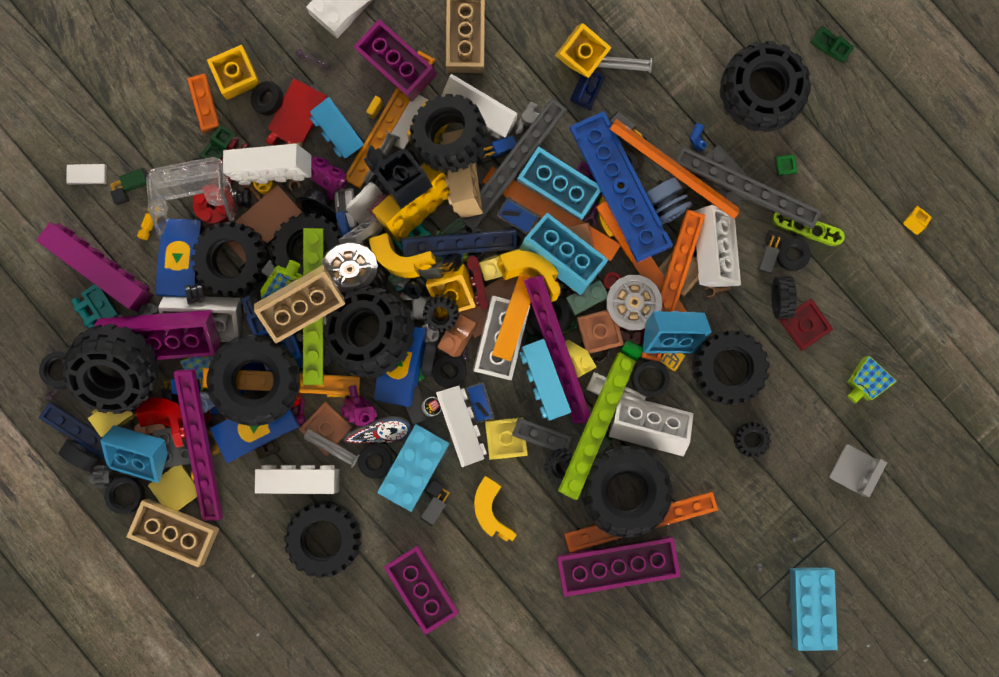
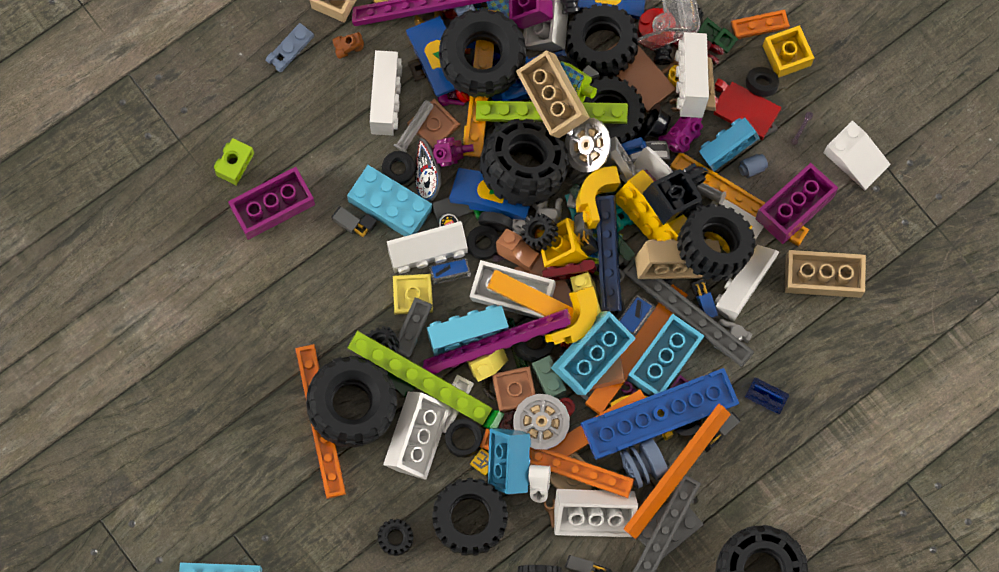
camera: 90 degrees right, 10 degrees down
(244, 523) = (347, 44): none -> dark orange plate
(249, 583) = (290, 47): none -> sand blue plate
(299, 551) = (319, 92): black tyre -> none
(355, 105) = (753, 165): none -> sand blue brick
(374, 107) = (750, 183): yellow tile -> none
(388, 629) = (233, 172): none -> lime brick
(415, 287) = (566, 210): black wheel -> none
(483, 508) = (343, 267): yellow arch -> none
(583, 50) = (803, 389): yellow slope -> none
(618, 566) = (278, 391): magenta brick -> none
(626, 63) = (791, 433): light grey axle -> none
(693, 301) = (539, 482): none -> white piece
(695, 138) = (709, 502): blue arm -> none

